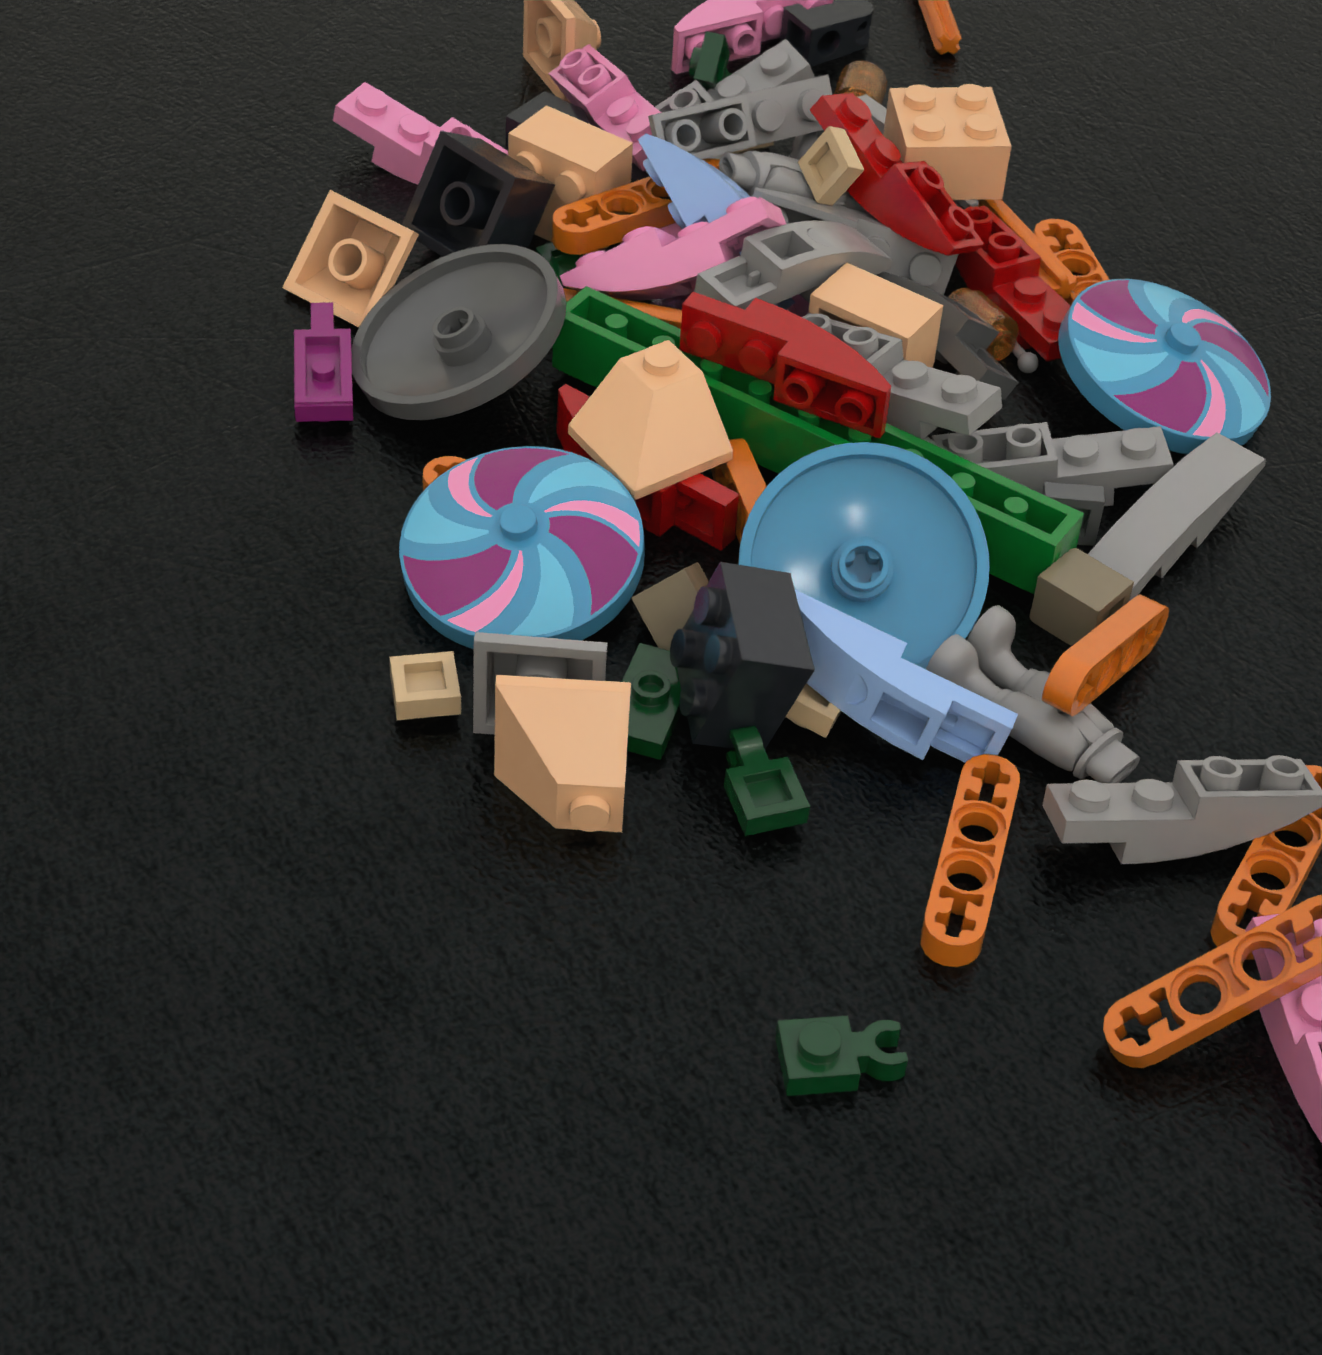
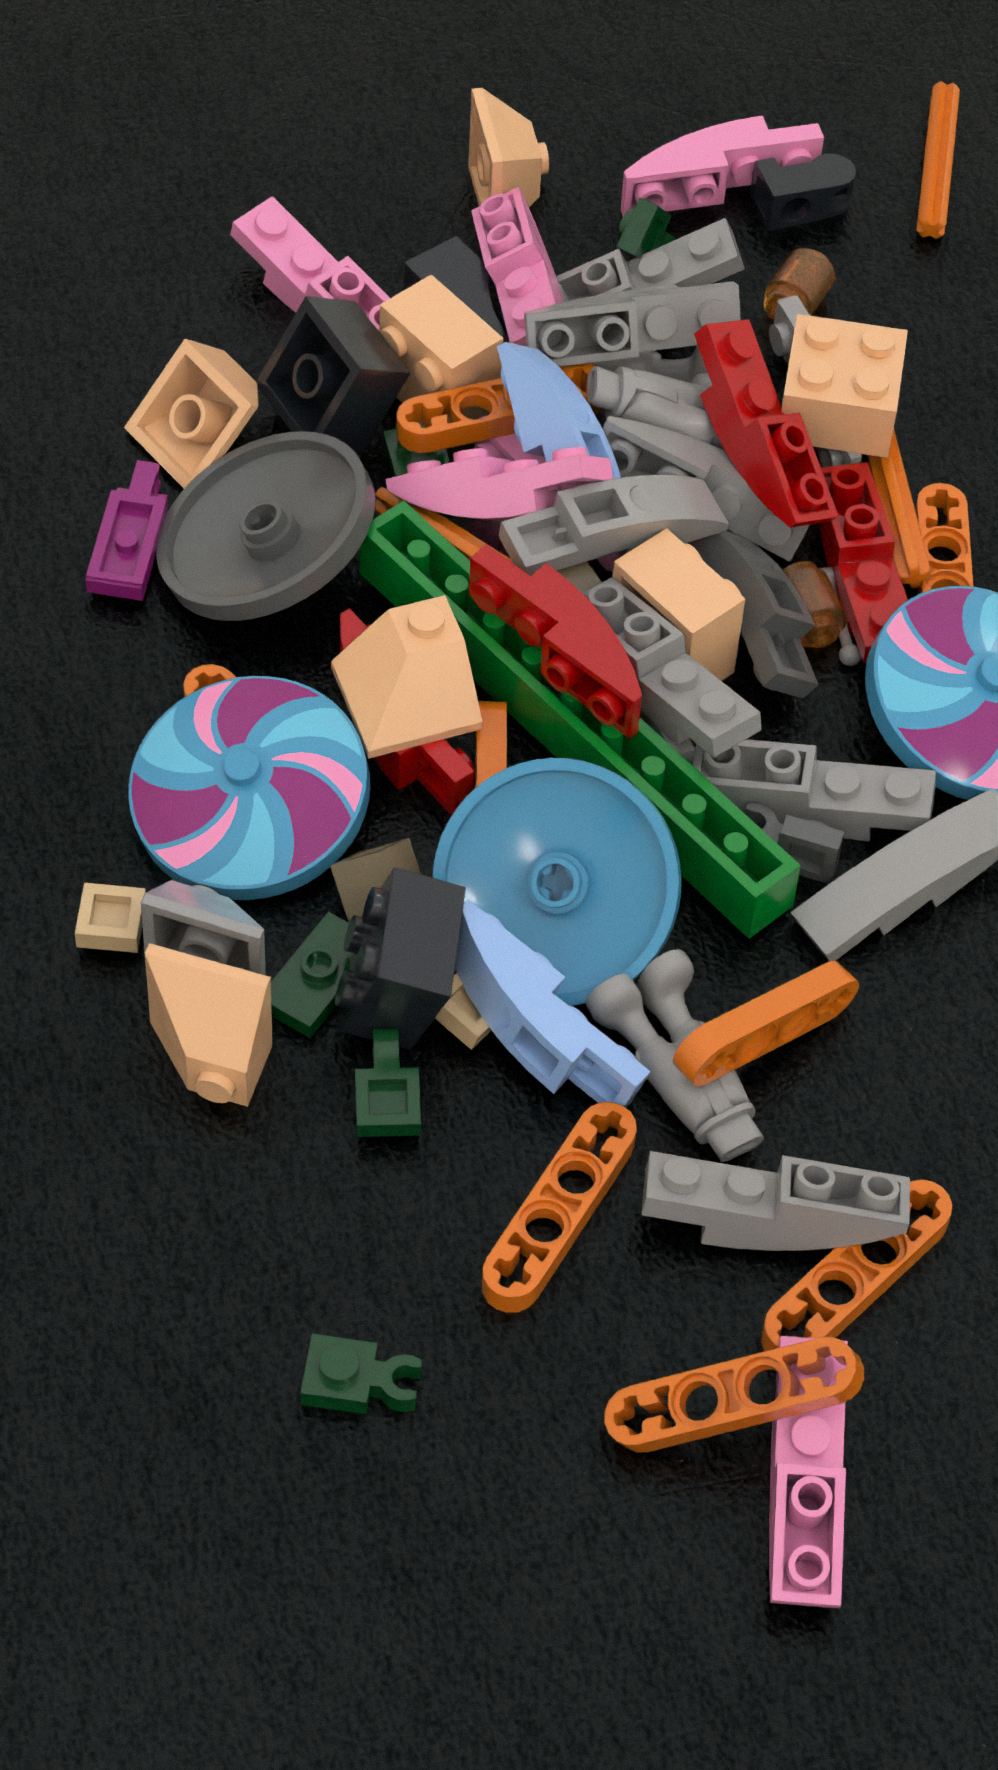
camera: 15 degrees right, 10 degrees up
(830, 165) = (696, 404): tan plate -> none
(1077, 596) = (775, 946): dark tan panel -> none

